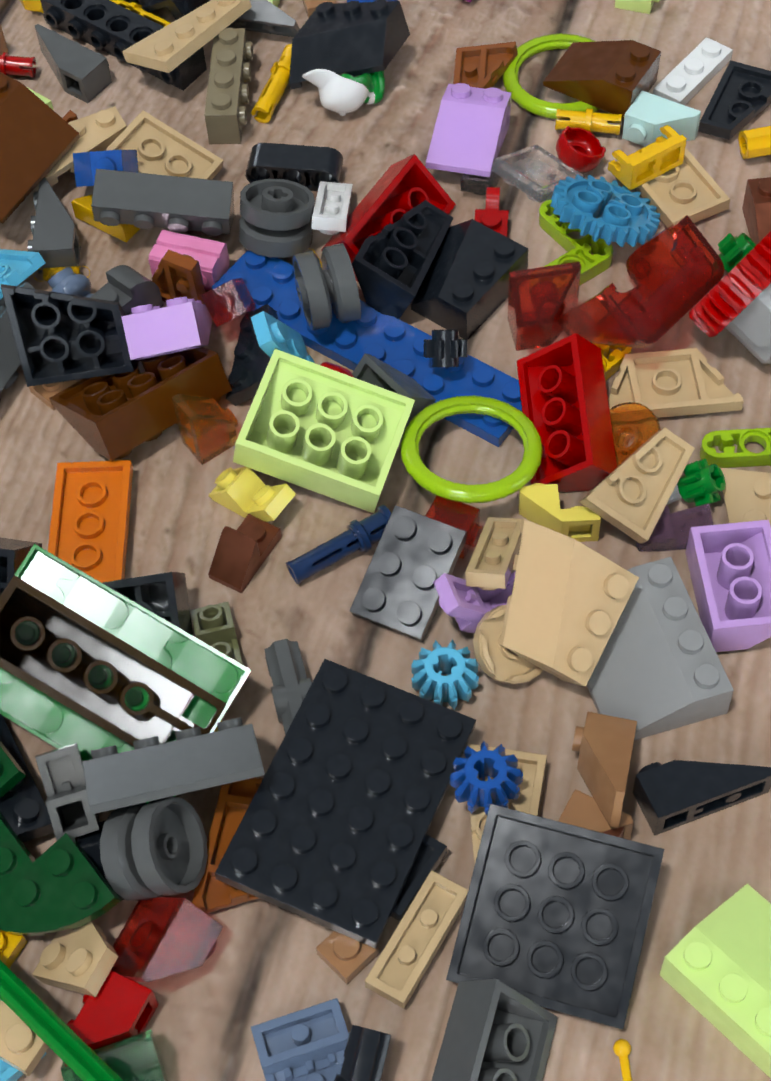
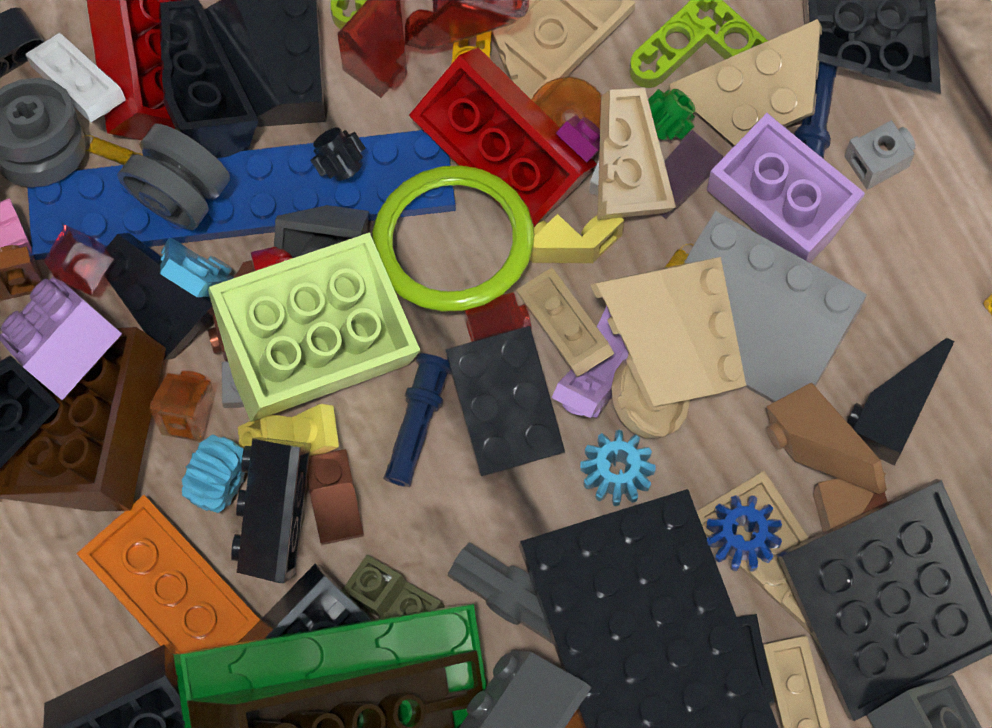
camera: 45 degrees left, 15 degrees up
(182, 477) = (214, 474): none -> medium azure gear
(194, 520) = (271, 508): none -> black slope
(618, 446) = (581, 136): none -> magenta plate

